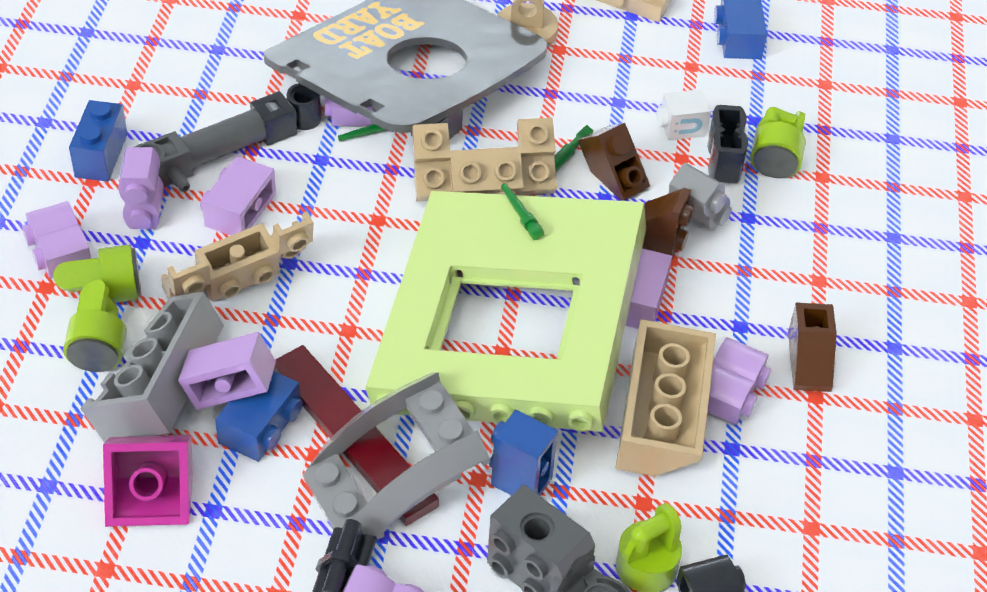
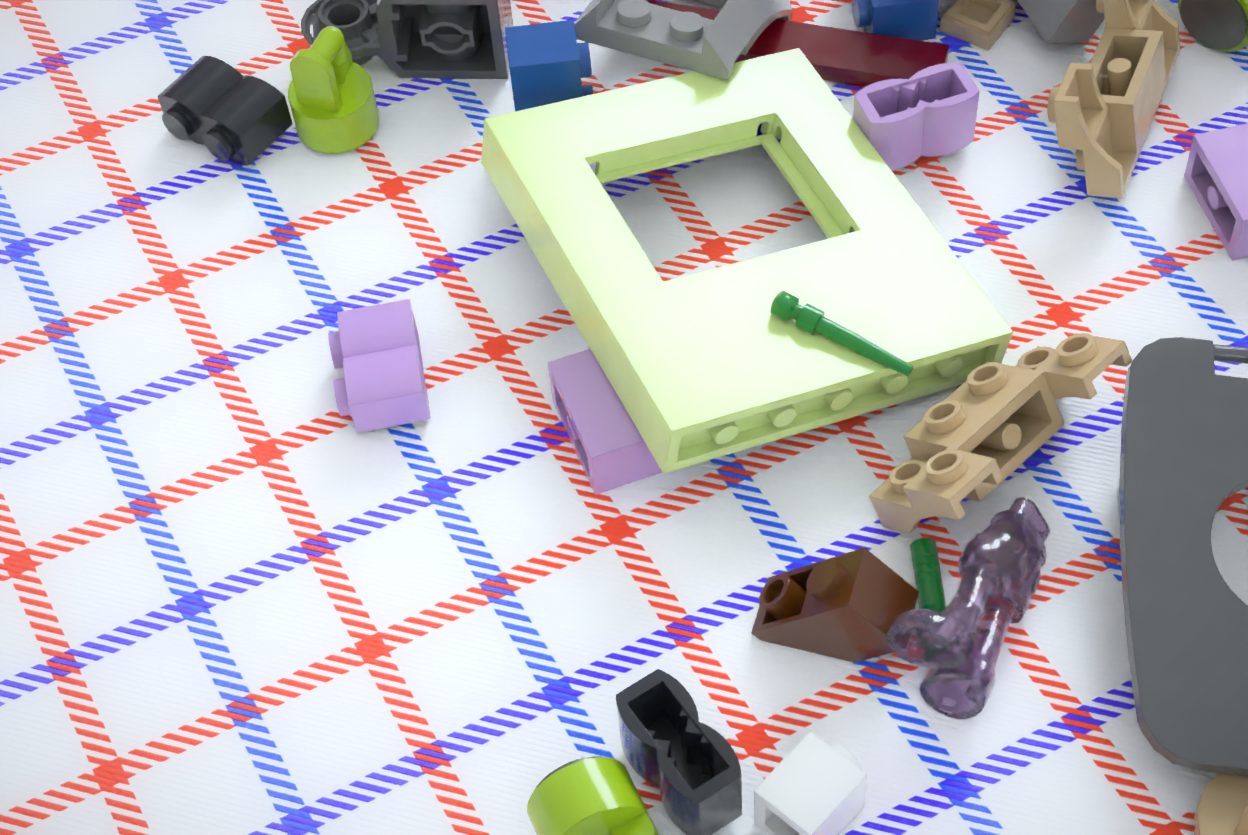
camera: 150 degrees right, 5 degrees up
(347, 316) = (919, 115): none -> lavender brick
(590, 106) = (965, 639): none -> clear purple piece
(666, 222) = (650, 513): reddish brown slope -> none
(666, 399) = (446, 261): tan slope -> none
(706, 196) = (627, 586): light grey brick -> none
(812, 346) = (304, 478): reddish brown slope -> none

